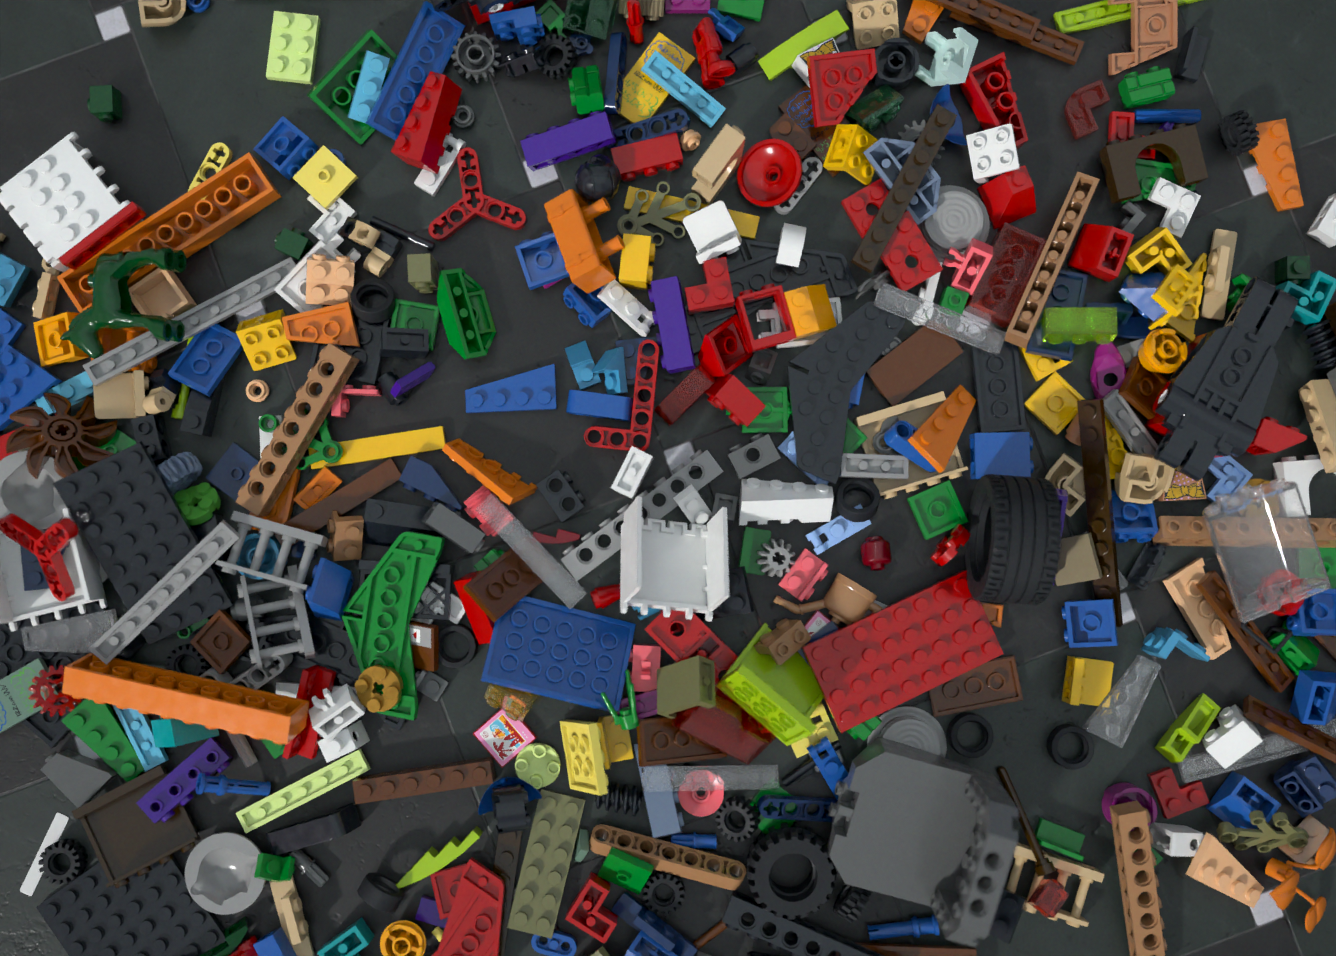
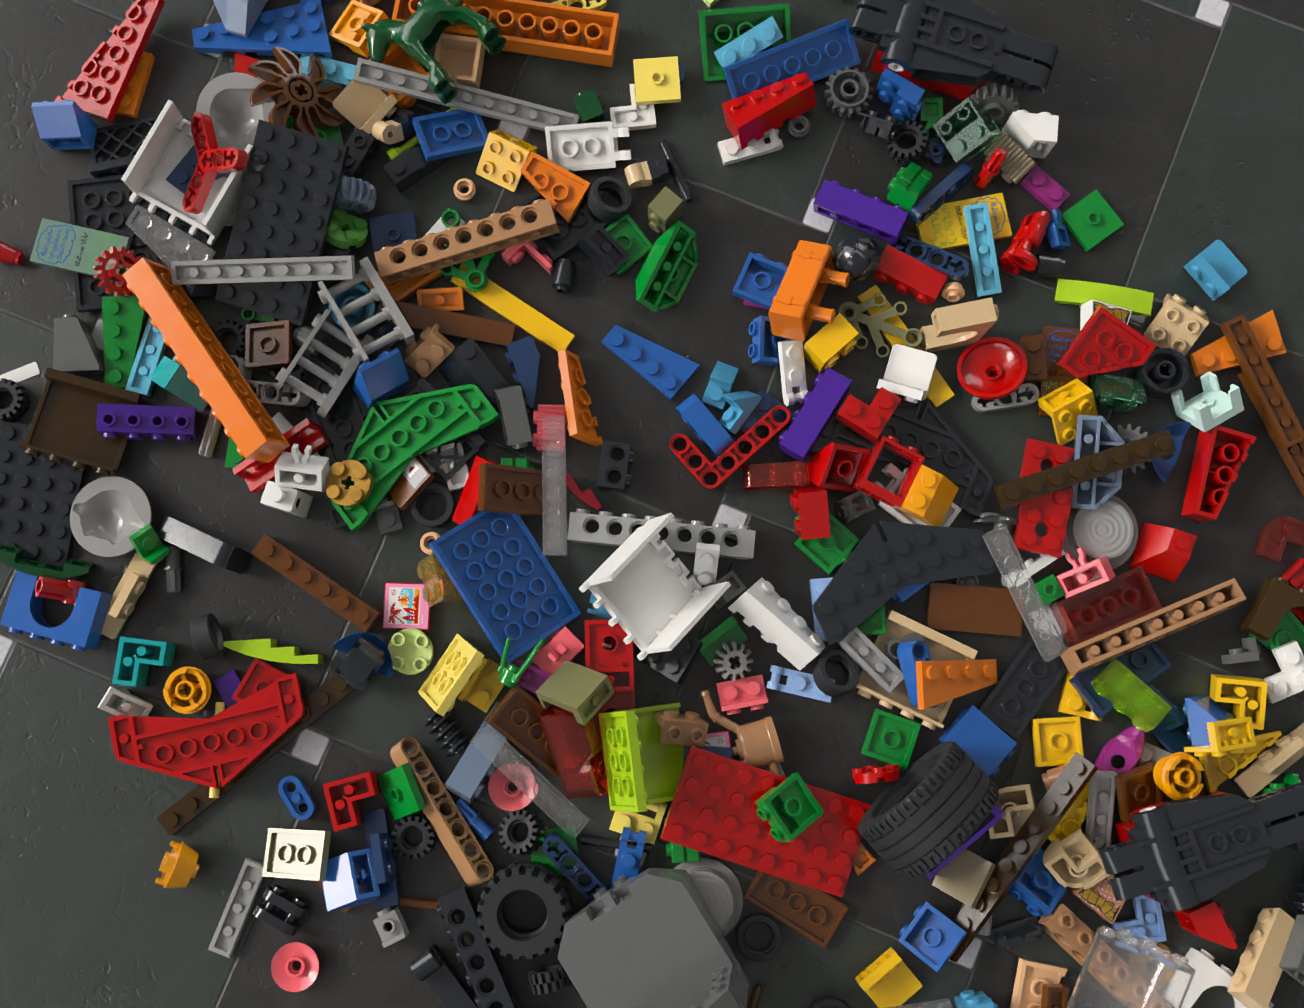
camera: 45 degrees right, 5 degrees down
(222, 785) = (169, 448): blue pin -> none
(286, 148) = (648, 35): blue plate -> none
(303, 790) = (223, 509): yellowish green plate -> none
(329, 279) = (591, 155): light nougat plate -> none
(361, 233) = (646, 143): tan leg -> none
(412, 379) = (584, 281): dark purple tile -> none
(467, 209) = (750, 205): red piece -> none
(473, 674) = (425, 540): none -> light nougat plate
(546, 863) = (347, 731): olive plate -> none
(581, 846) = (385, 742): sand green tile -> none
(605, 595) = (577, 570): red cone -> none
(632, 472) = (684, 495): white panel -> none
(765, 449) = (772, 571): dark grey brick -> none
(791, 245) = (959, 435): white brick -> none
(876, 553) = (813, 727): dark red head -> none
(912, 628) = (788, 808): none -> green plate
(992, 152) = (1179, 504): white bracket -> none
(1100, 251) = (1198, 656): red slope -> none

